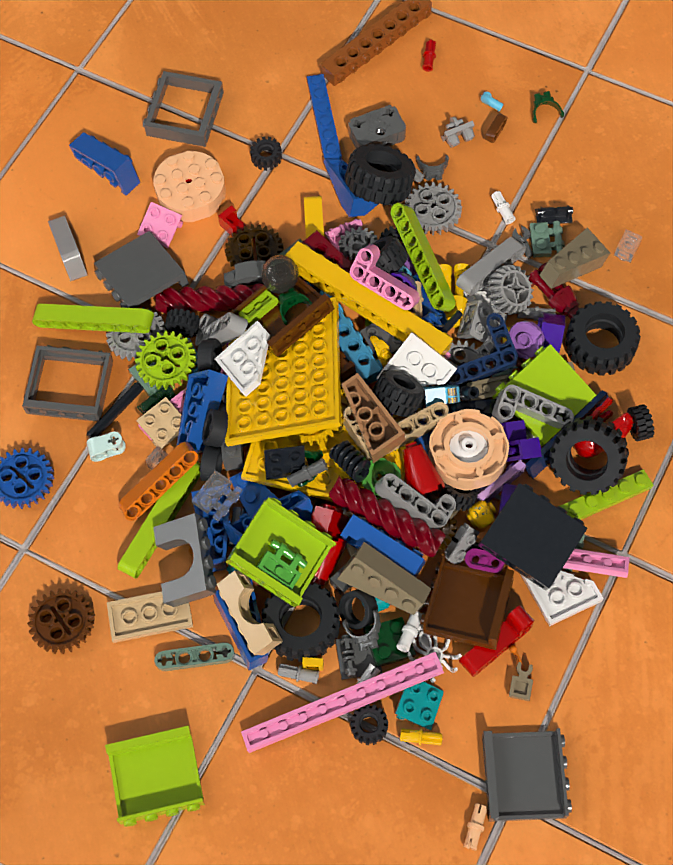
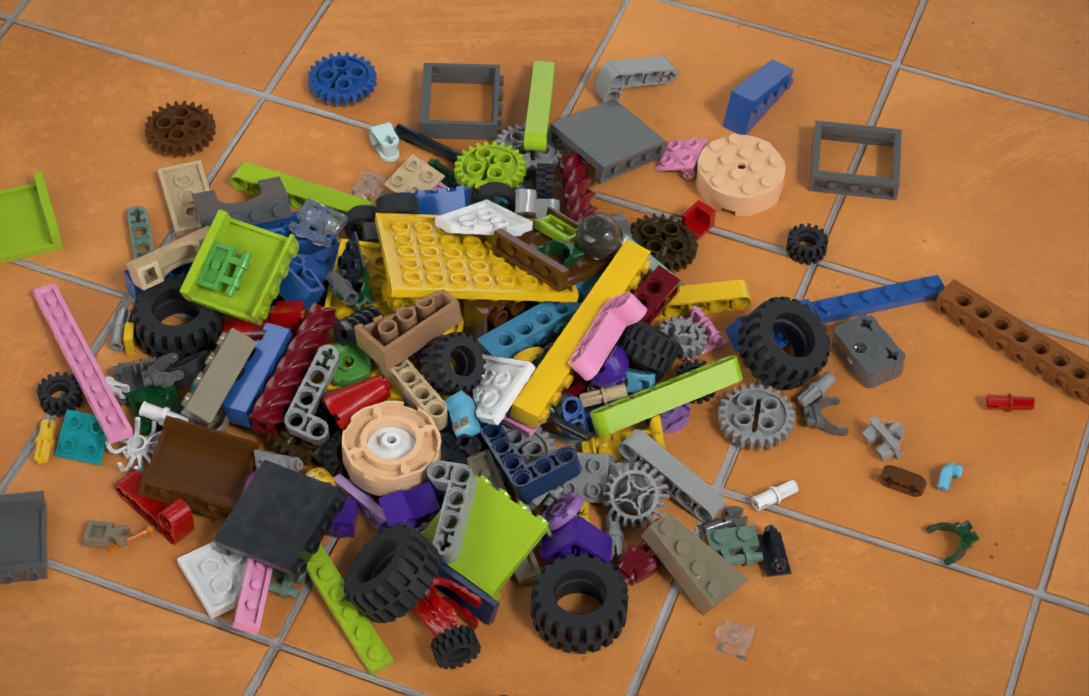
camera: 80 degrees right, 15 degrees down
(154, 490) = (338, 179): orange beam -> none

